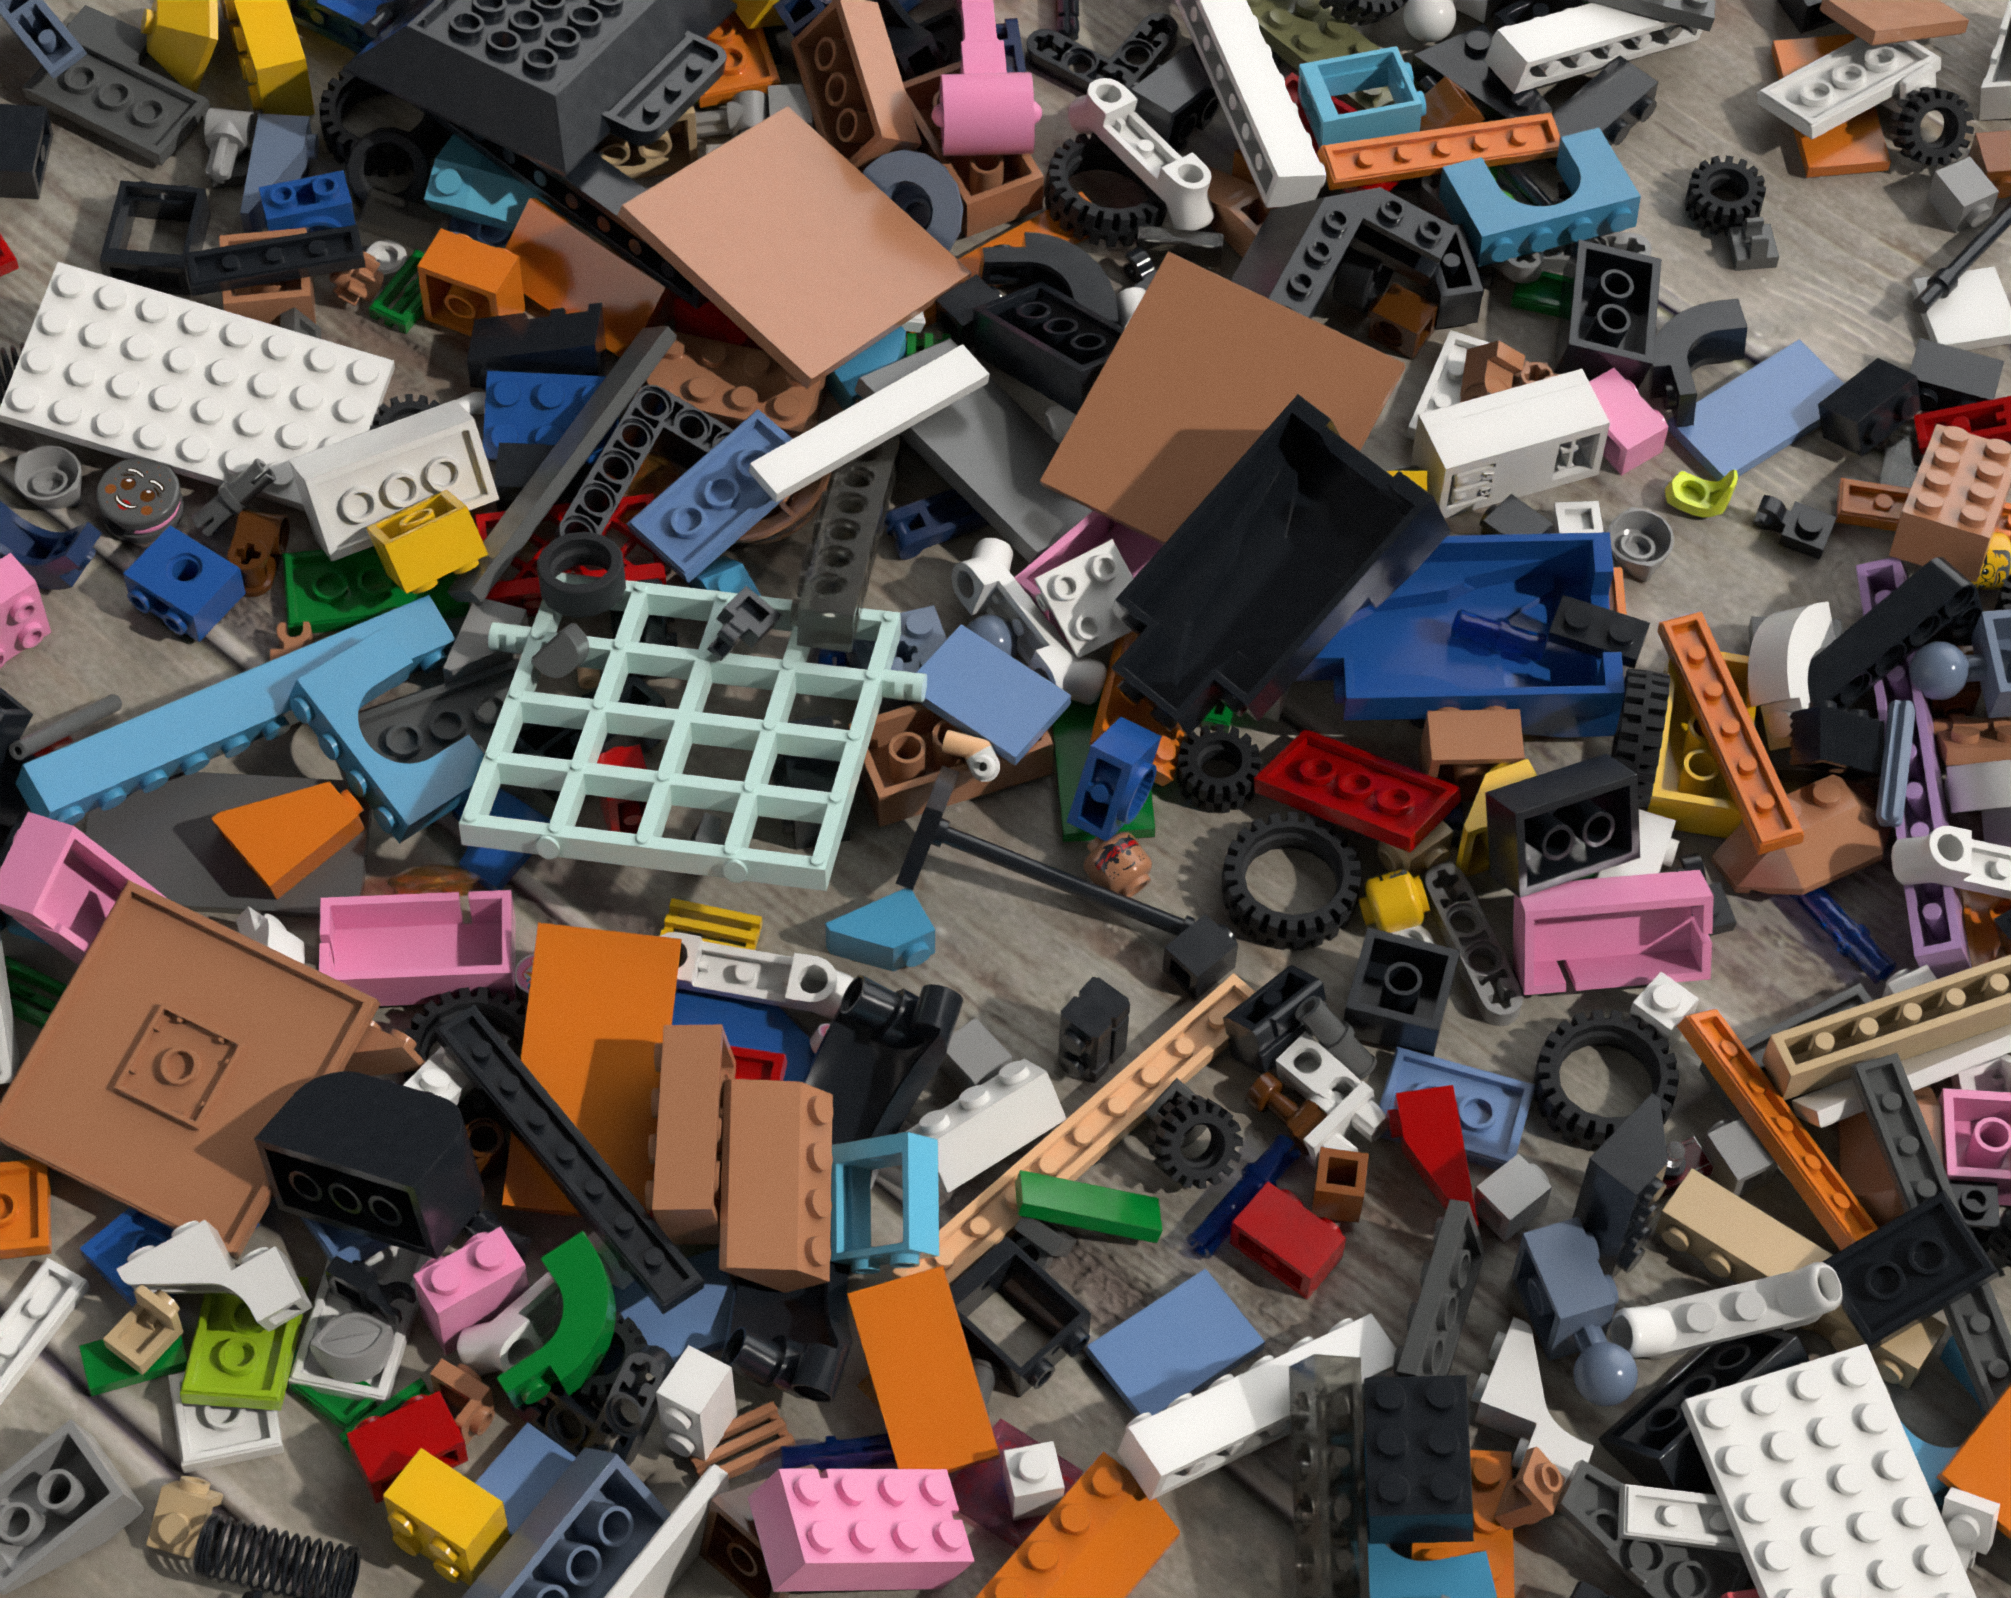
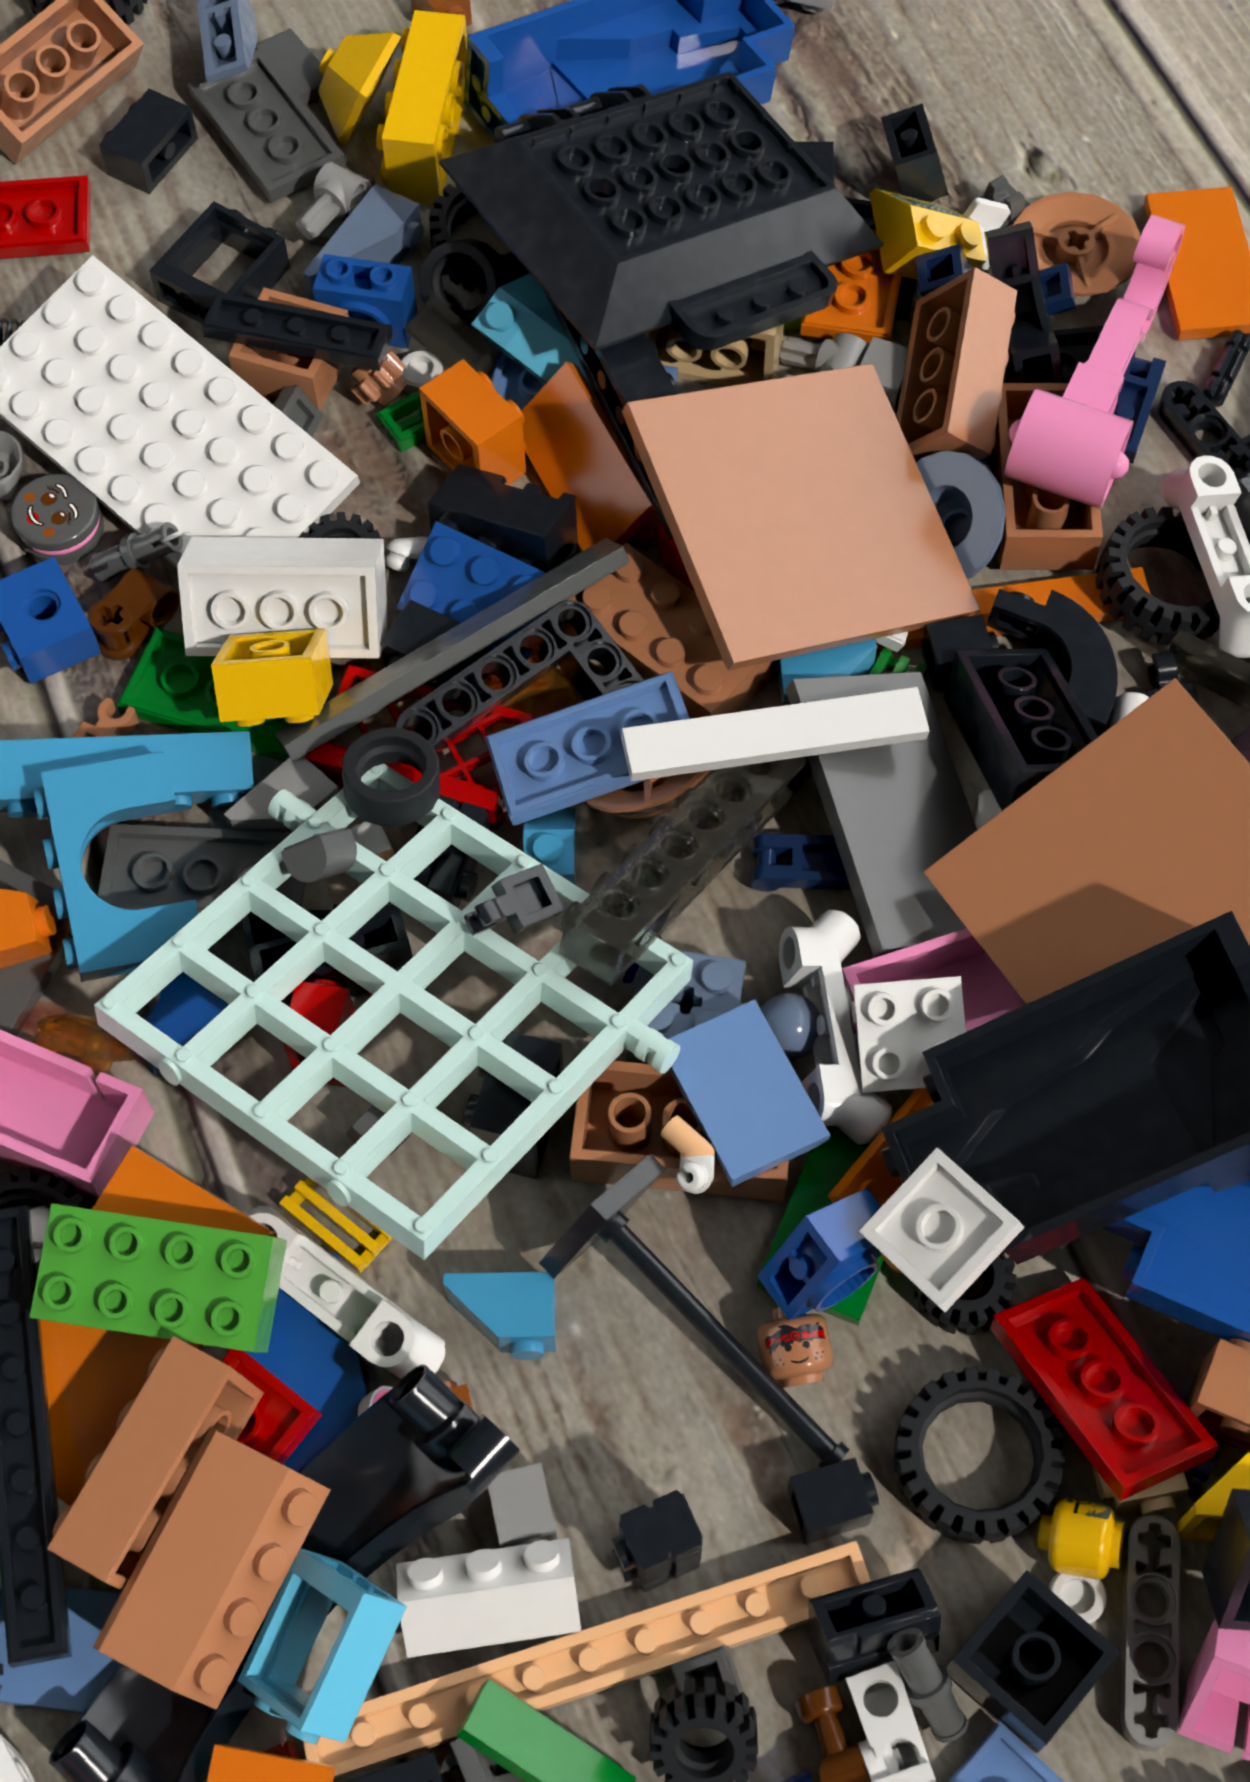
camera: 30 degrees right, 5 degrees up
(616, 1001) = (158, 1278): none -> bright green brick
(1195, 710) = (941, 1229): none -> white plate

